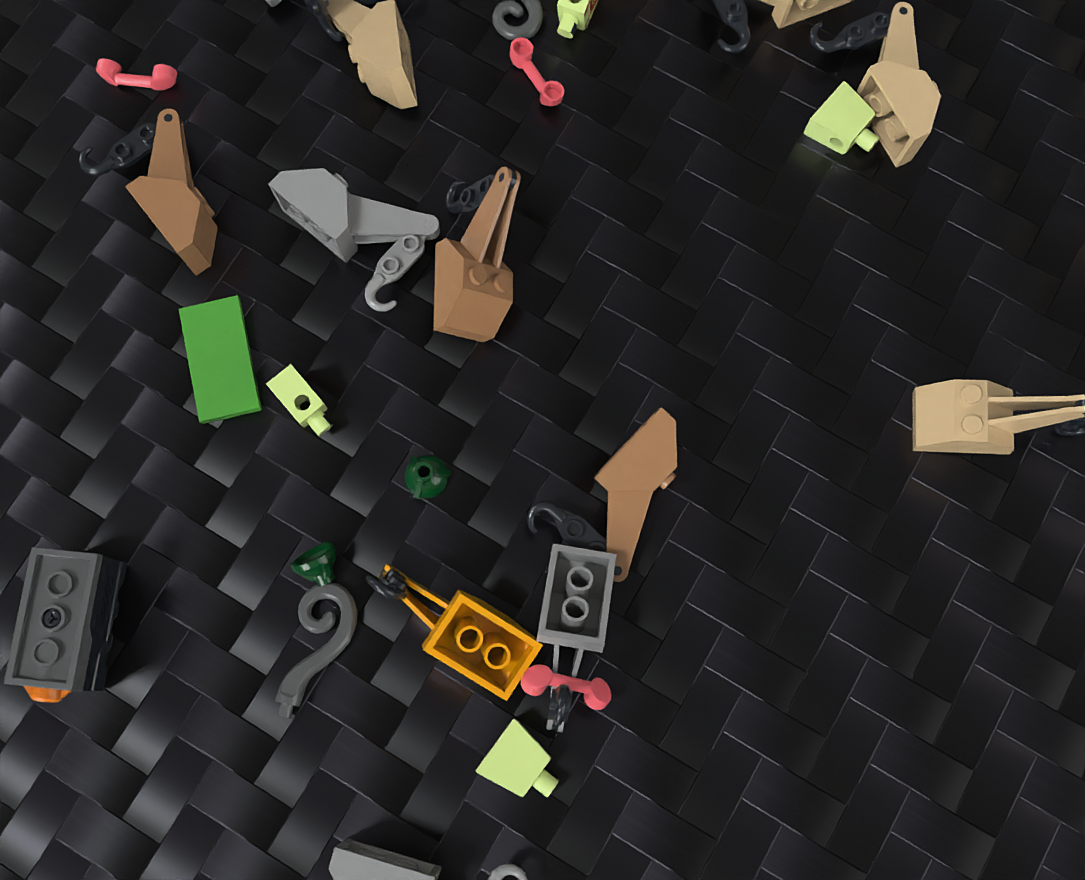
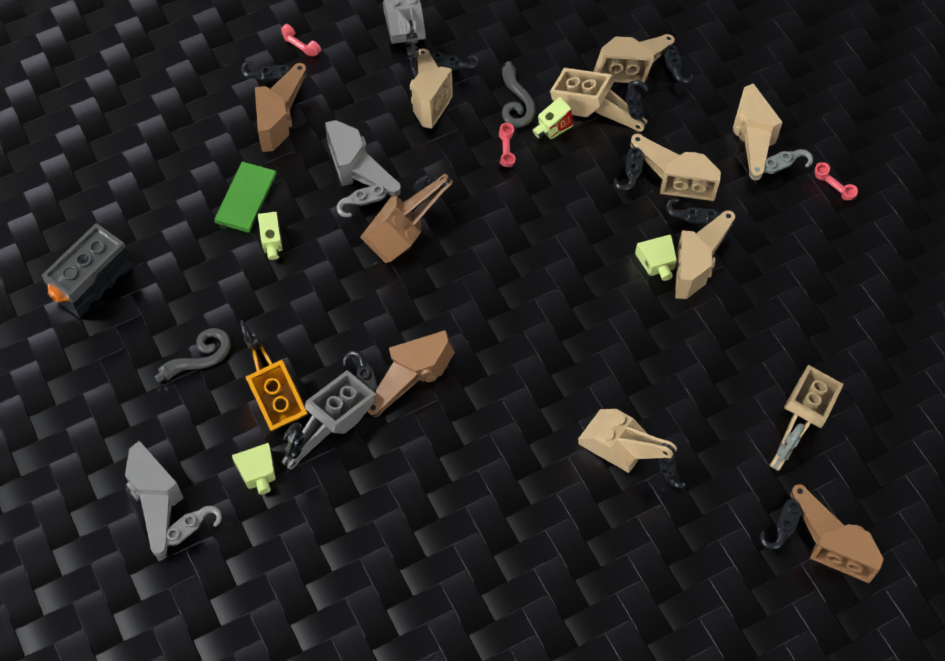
camera: 30 degrees right, 15 degrees down
(316, 563) = (223, 318): dark green piece -> none
(432, 484) = (311, 312): dark green piece -> none
(538, 677) = (319, 452): coral bar -> none

